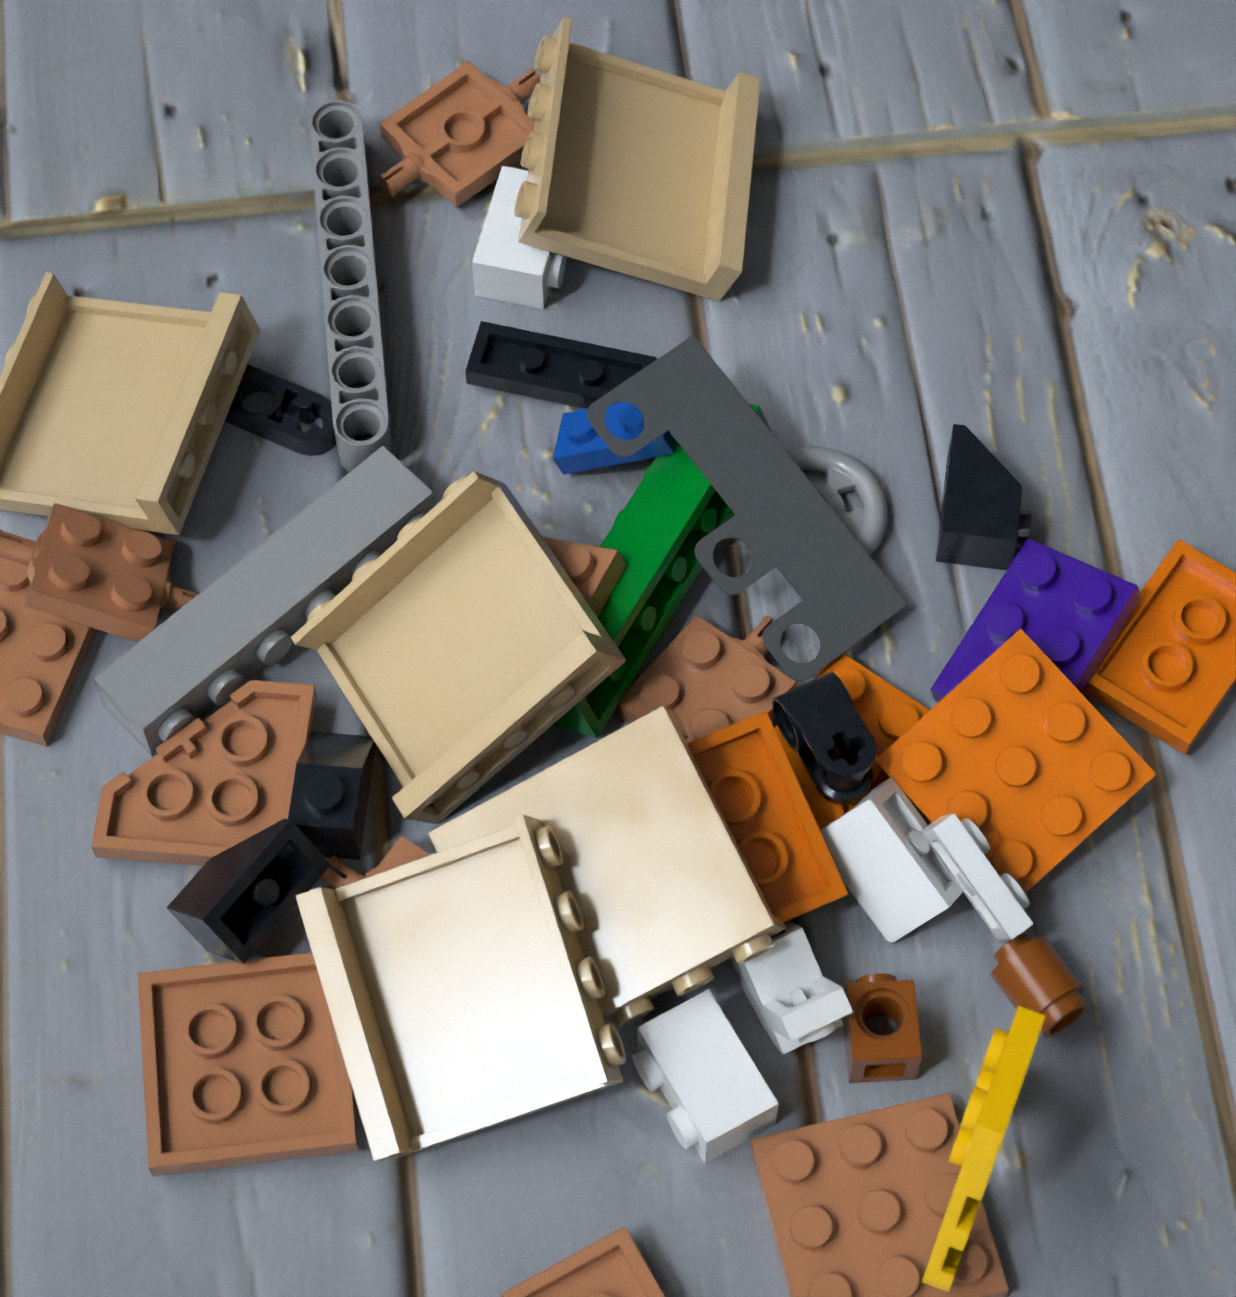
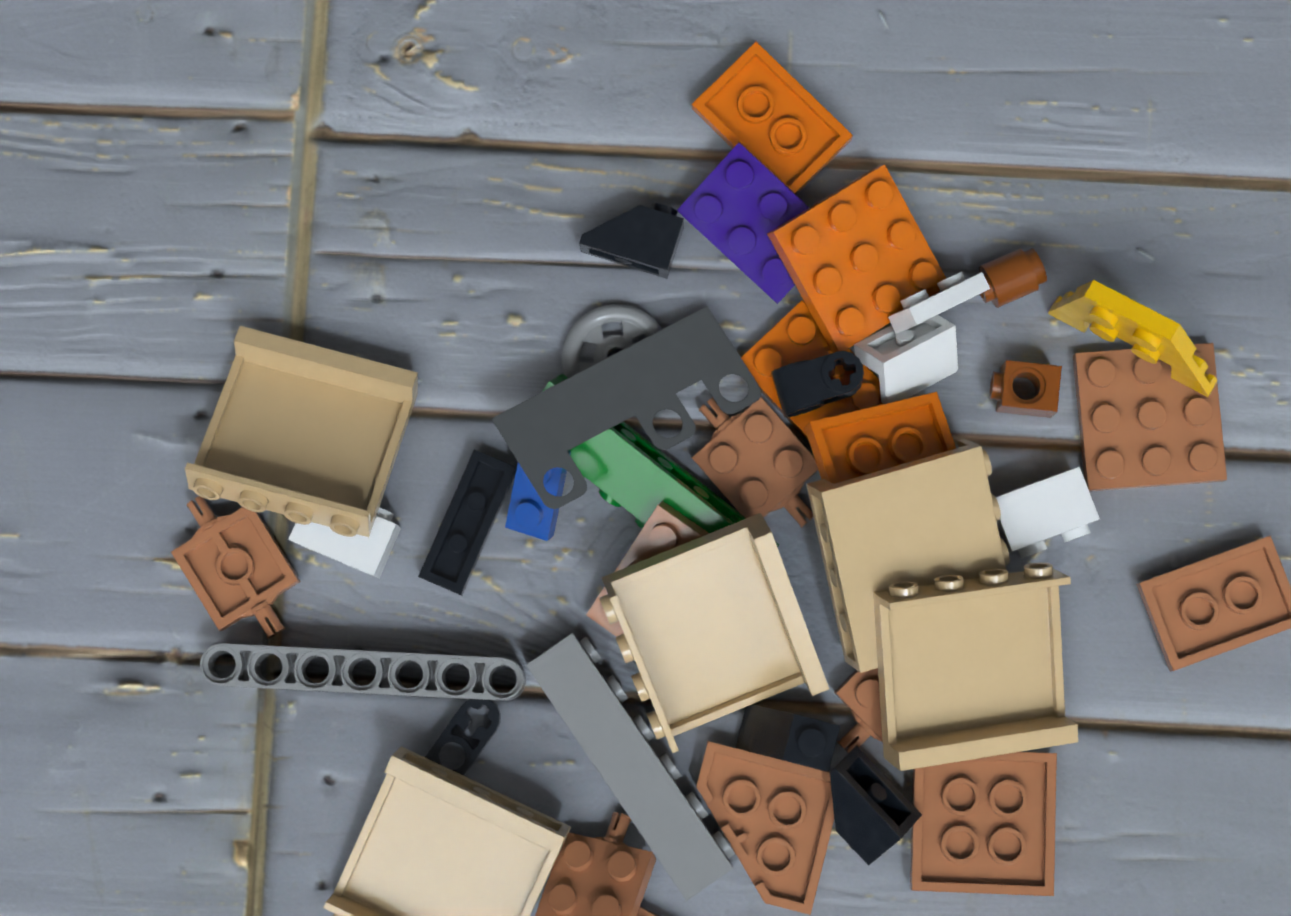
camera: 75 degrees left, 20 degrees up
(791, 993) = (1008, 437): white brick -> none

